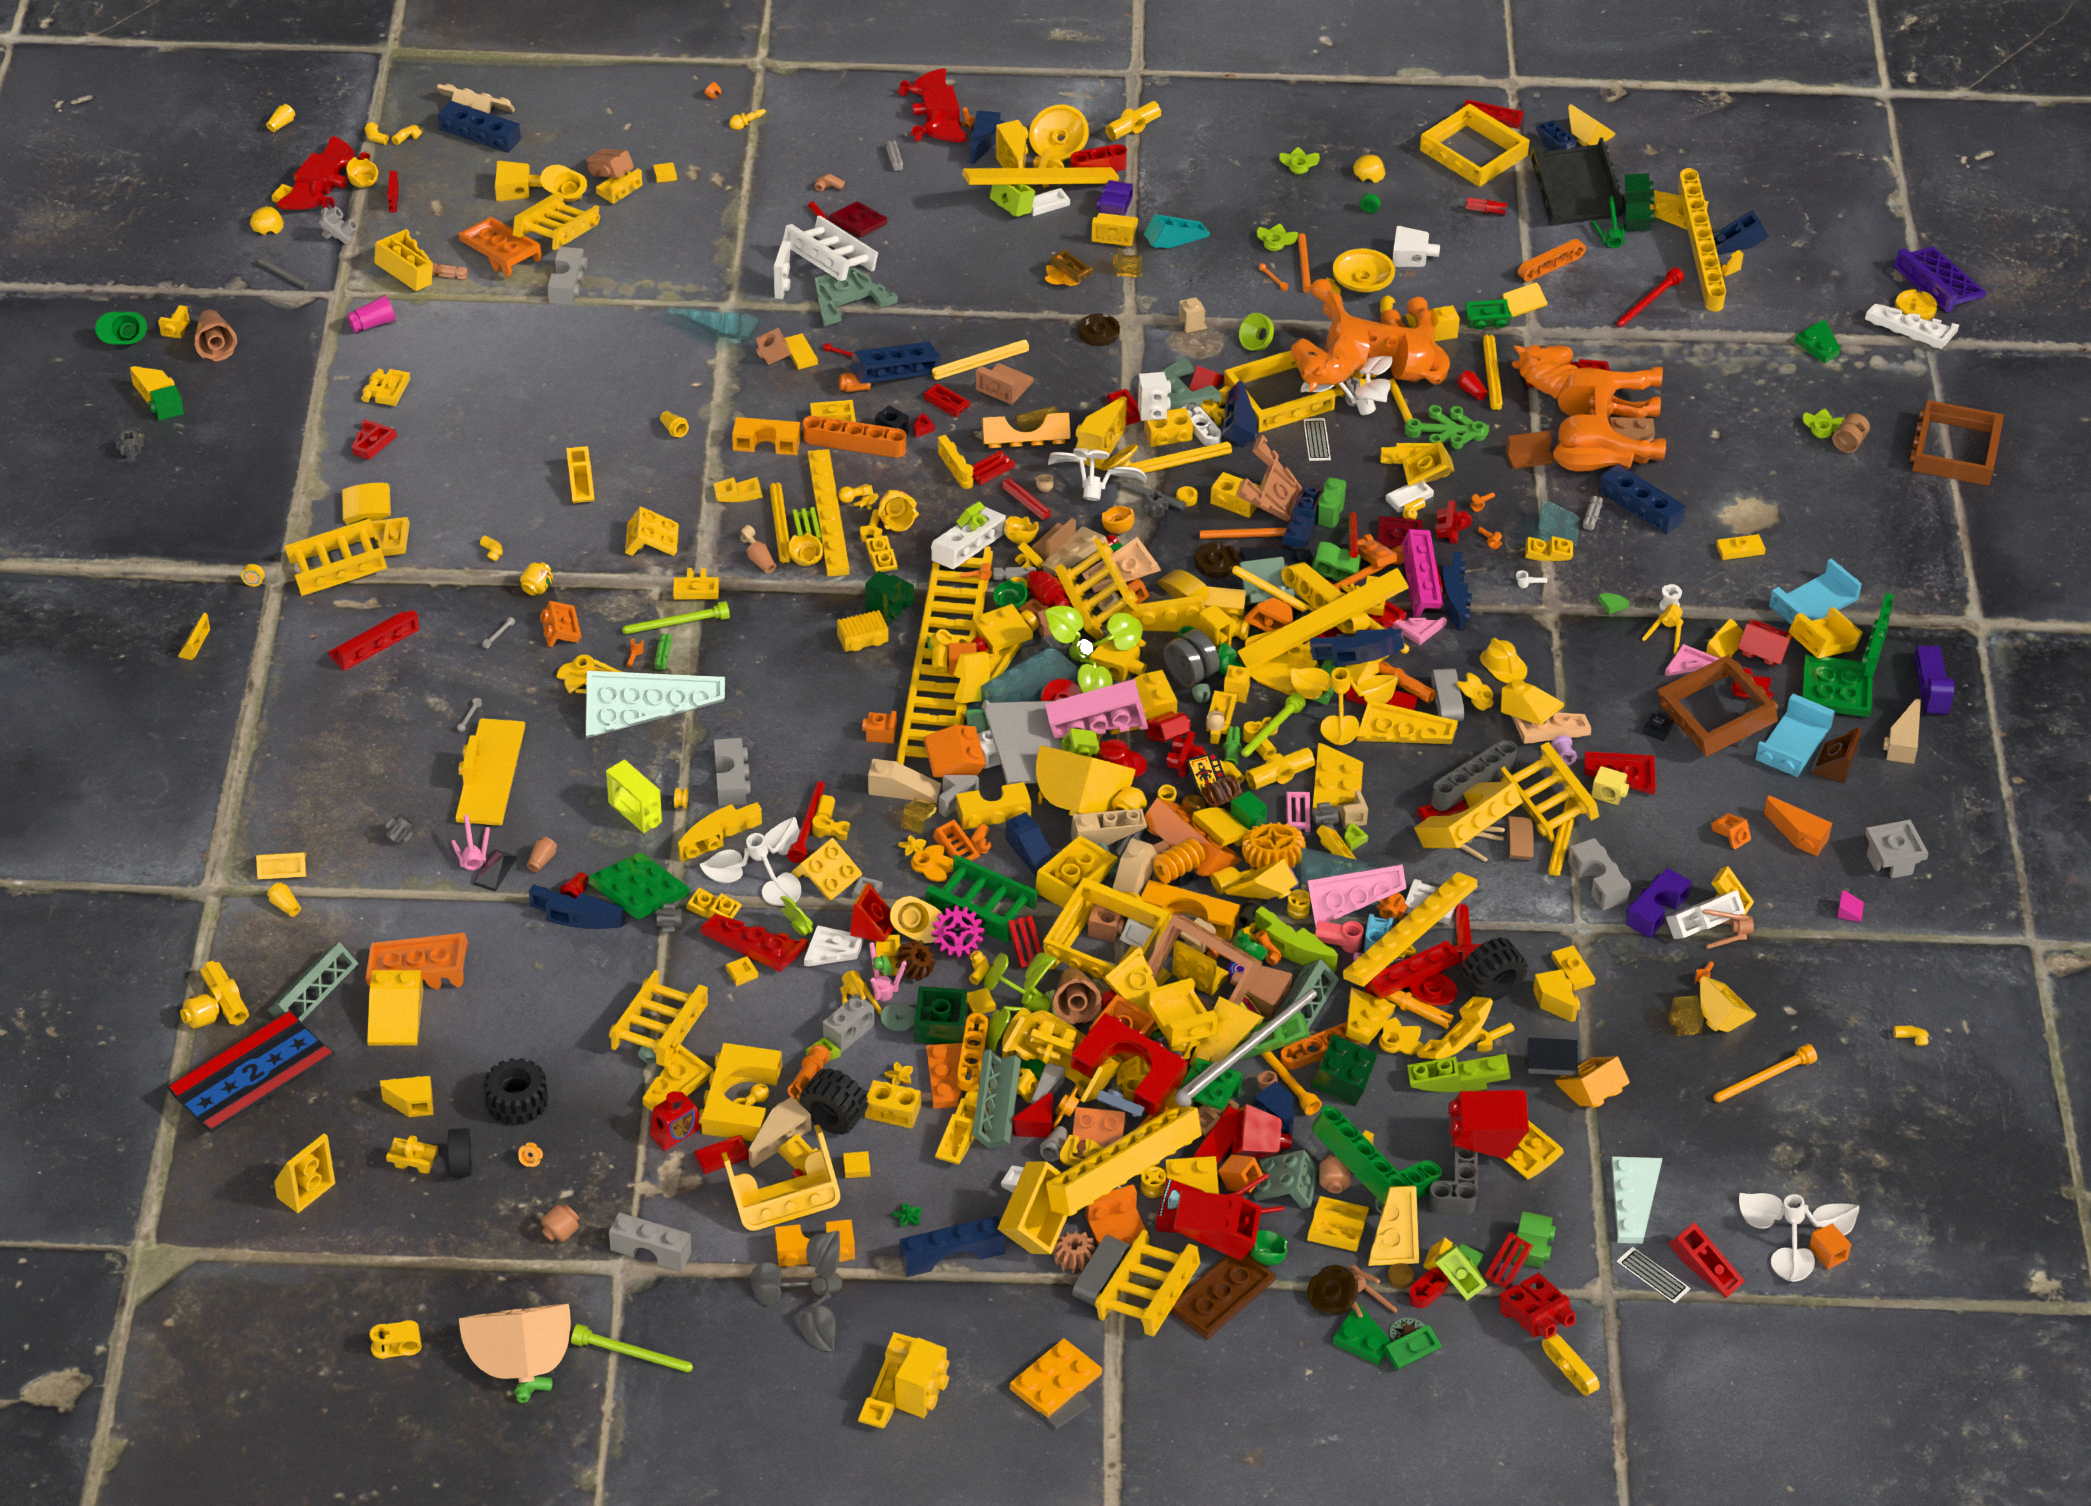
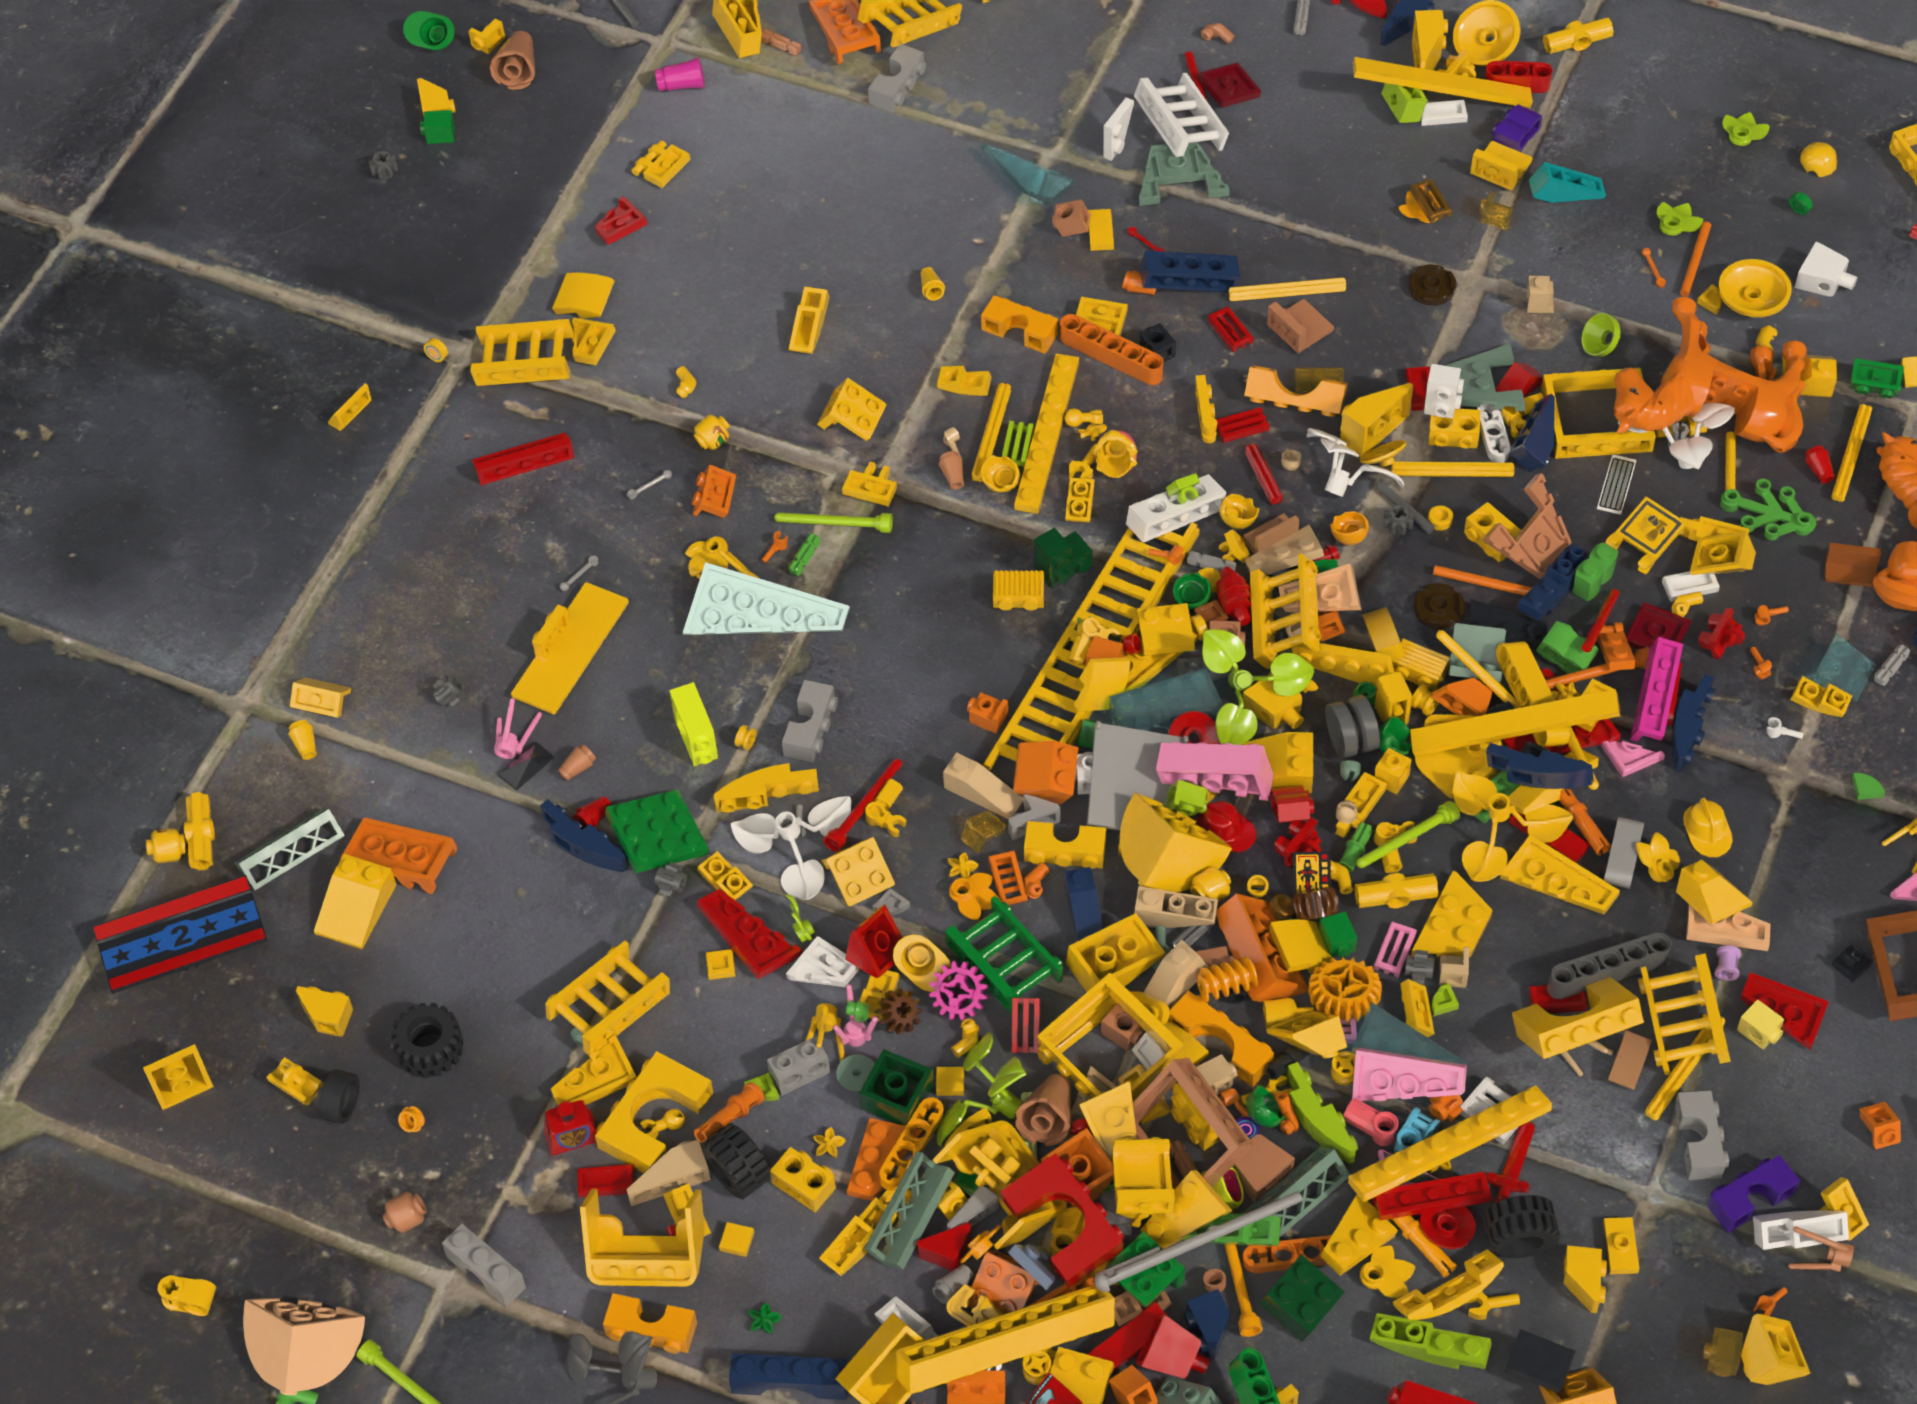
camera: 25 degrees right, 10 degrees up
(923, 426) = (1191, 354): red tile -> none
(1362, 463) = (1649, 530): none -> yellow flag

